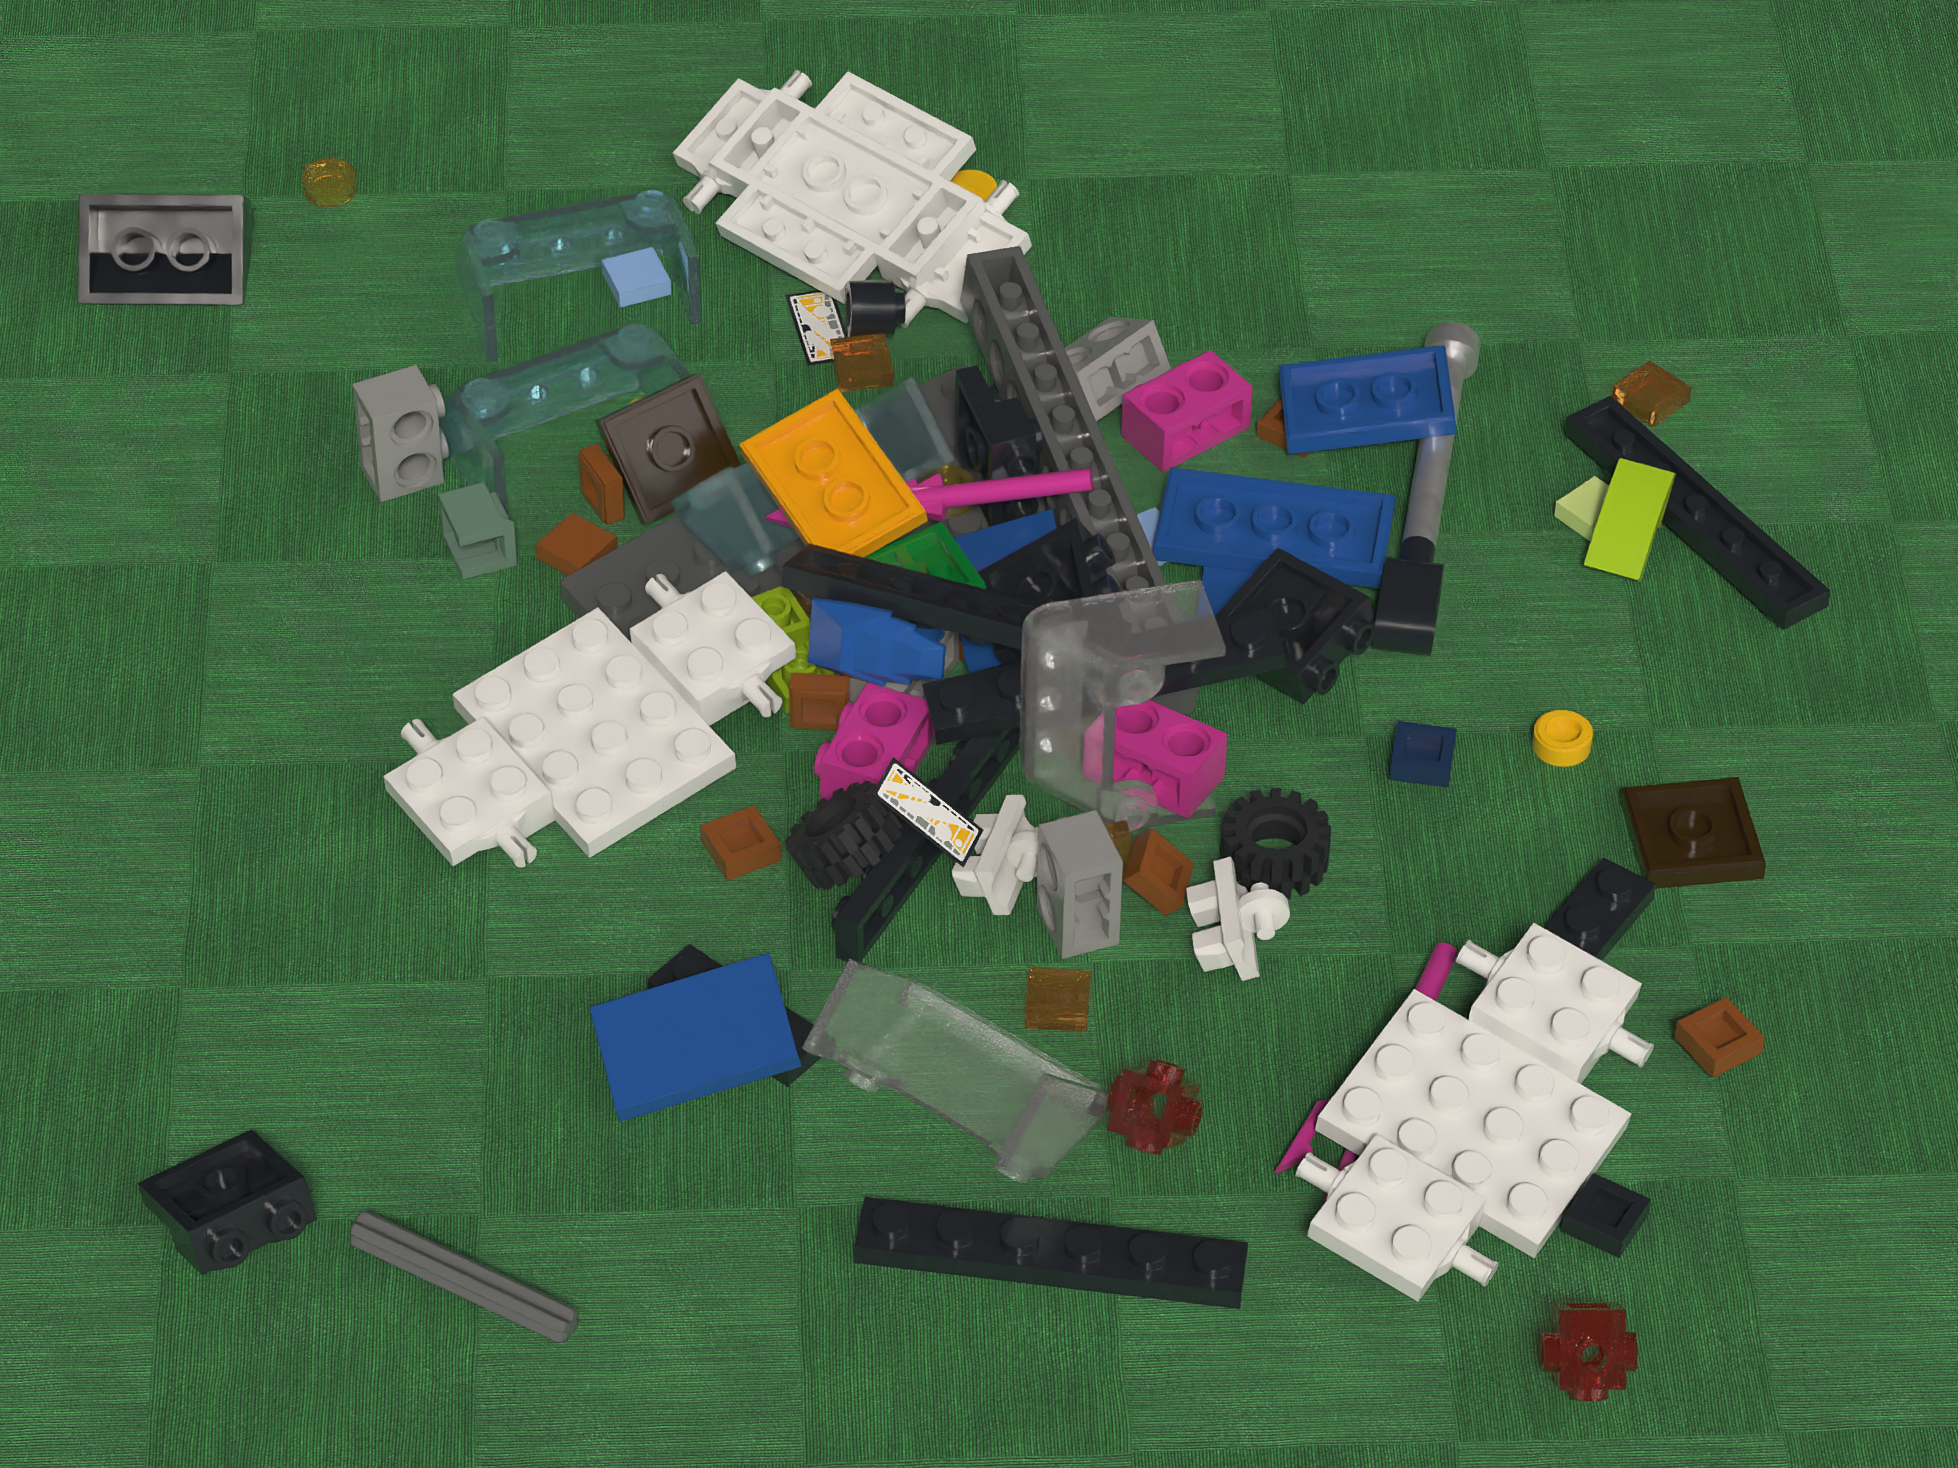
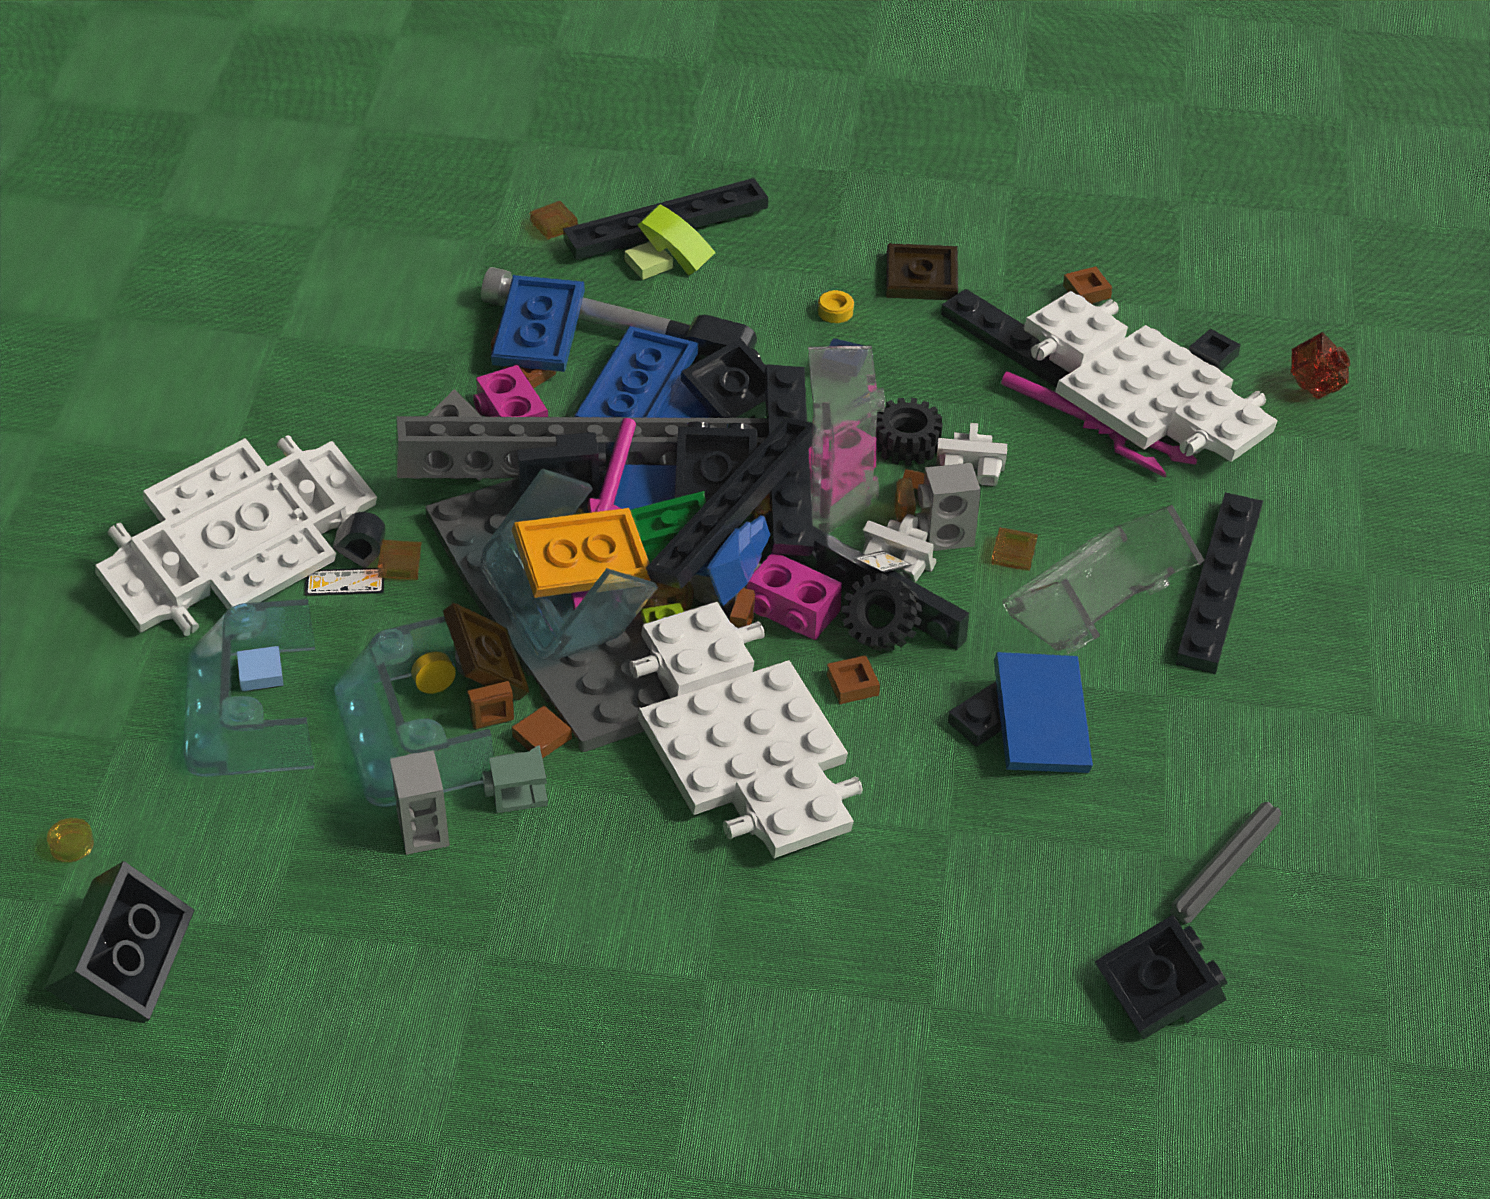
camera: 80 degrees left, 0 degrees up
(1134, 1113) = (1128, 501): clear red brick -> none

